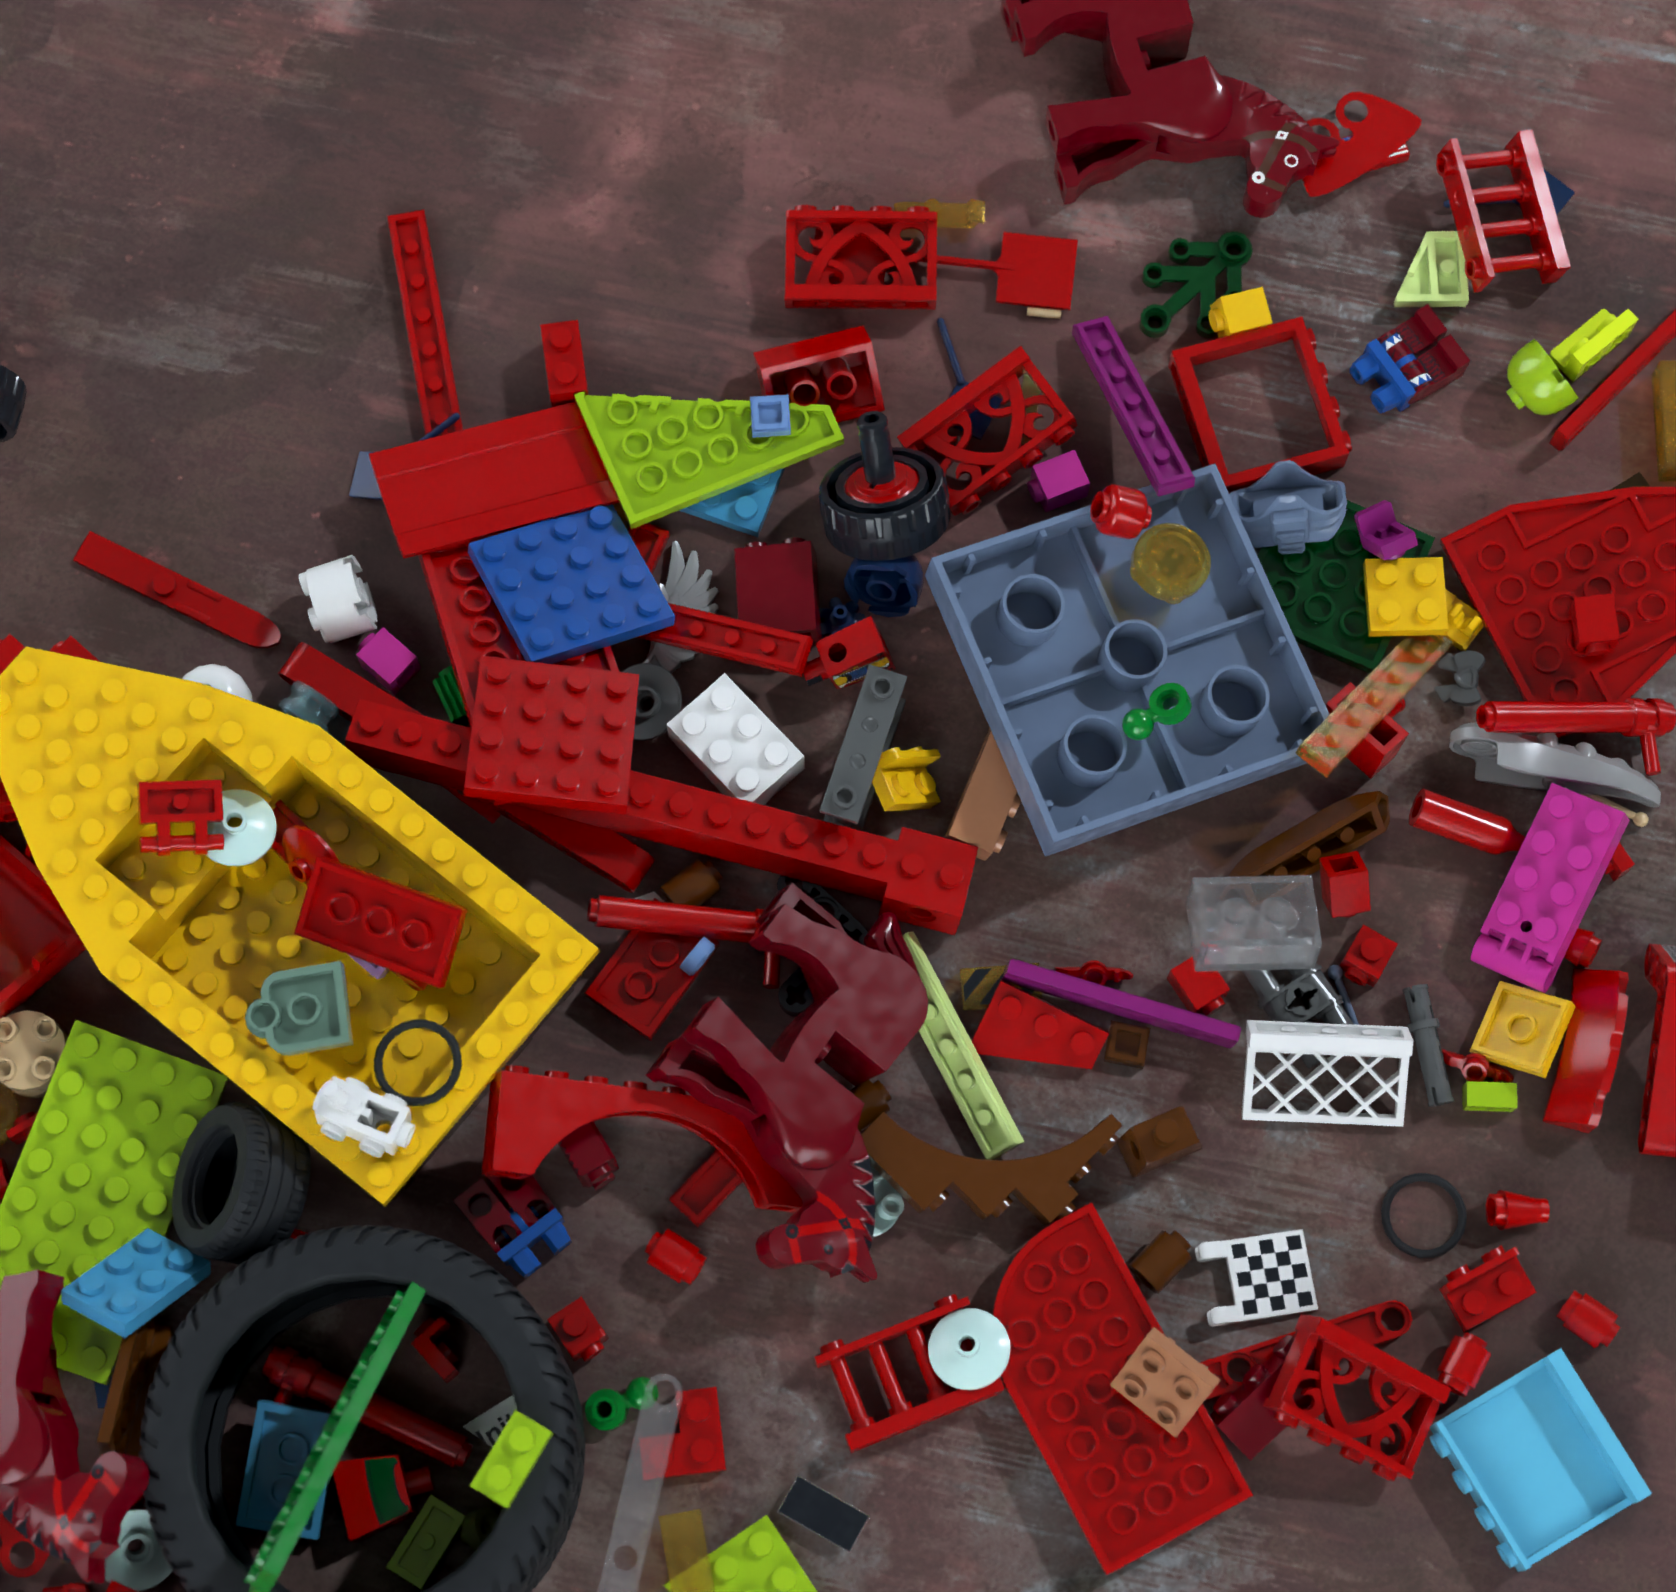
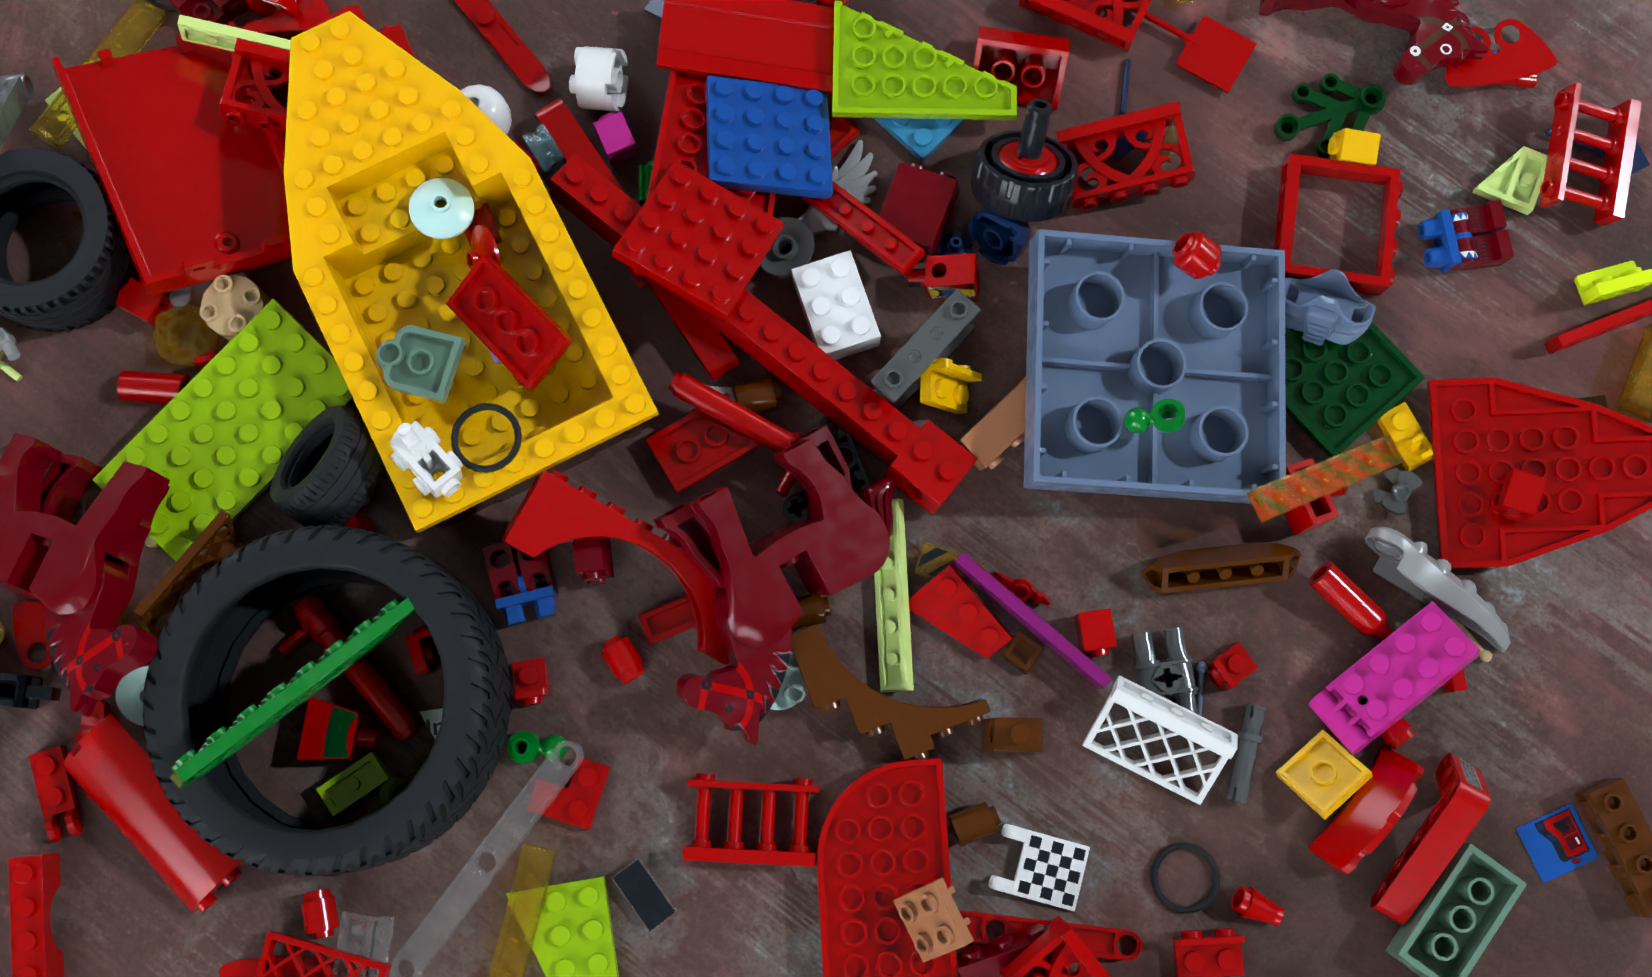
camera: 25 degrees right, 5 degrees up
(135, 1282) = (221, 507): dark azure plate -> none
(179, 803) = (402, 171): red plate -> none
(275, 1458) = (276, 665): dark azure plate -> none
(511, 1459) = (417, 763): lime plate -> none
(697, 956) = (736, 449): medium blue tile -> none
(770, 416) = (969, 75): medium blue tile -> none
(972, 1368) = (807, 841): light aqua dish -> none
(1044, 312) = (1207, 87): tan piece -> none
(1058, 481) = (1161, 215): dark pink brick -> none
(1133, 406) = (1242, 183): magenta tile -> none
(1170, 562) = (1217, 309): clear yellow tile -> none
(1253, 923) = (1156, 606): clear brick -> none
(1345, 884) = (1239, 606): red brick -> none
(1382, 533) = (1387, 356): magenta bracket -> none
(1405, 597) = (1383, 412): yellow plate -> none
(1476, 1067) = (1275, 786): red piece -> none
(1489, 1096) = (1275, 812): lime piece -> none
(1538, 382) = (1558, 294): lime cylinder -> none
(1631, 718) = (1515, 578): red cylinder -> none

